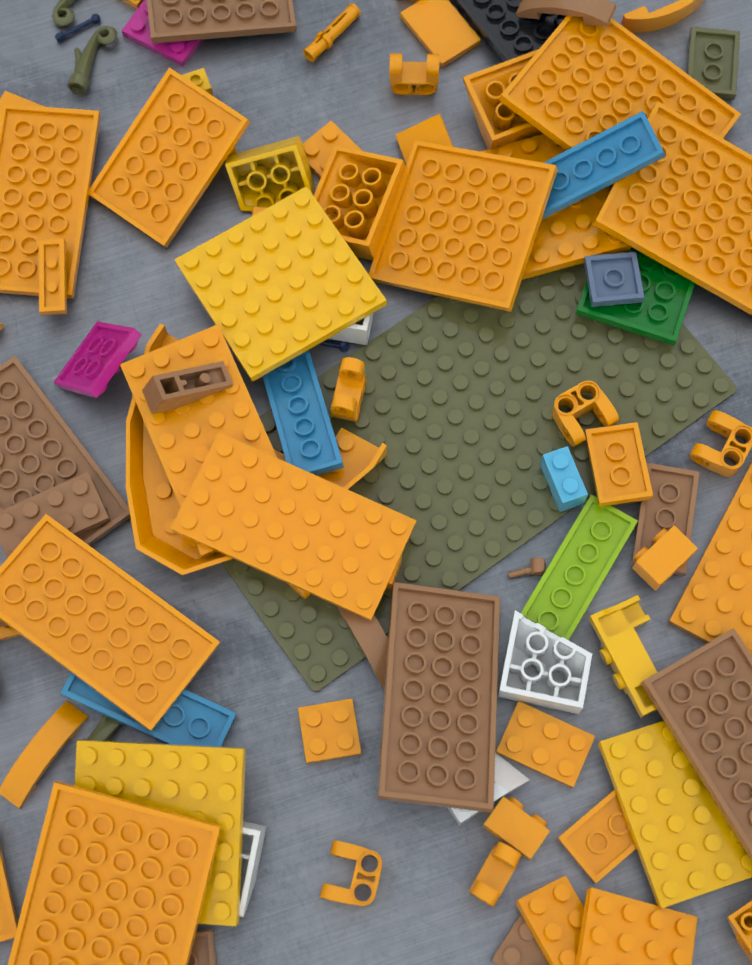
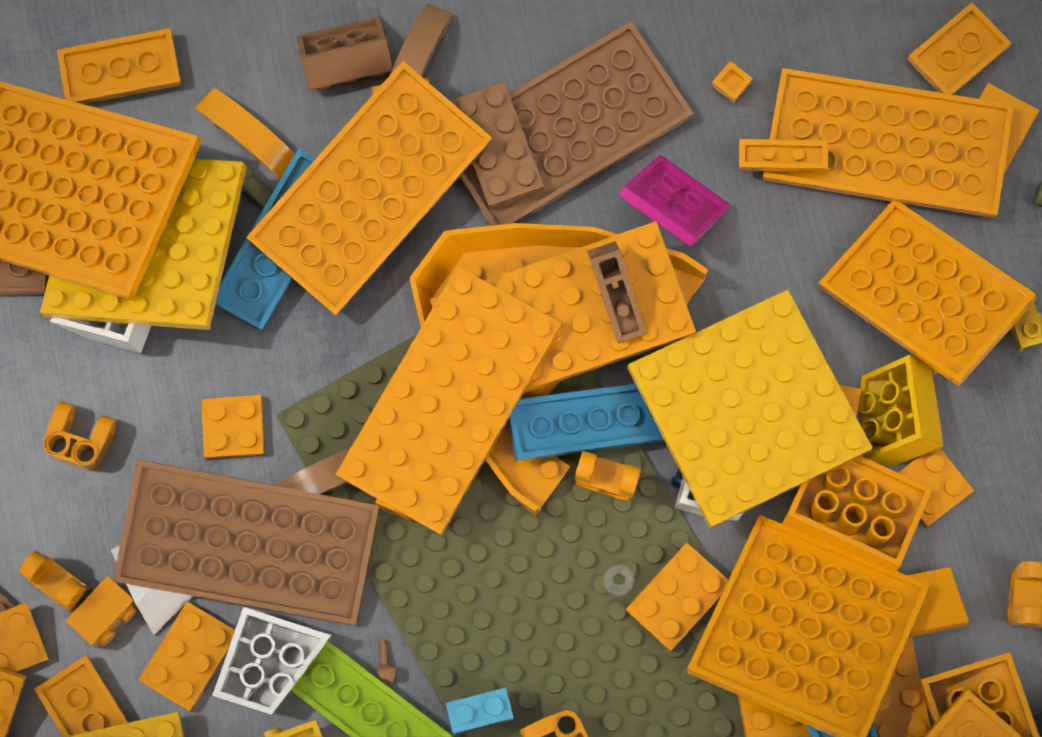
camera: 95 degrees right, 5 degrees up
(435, 387) = (614, 589): none -> clear plate
(444, 333) = (678, 597): none -> light orange plate

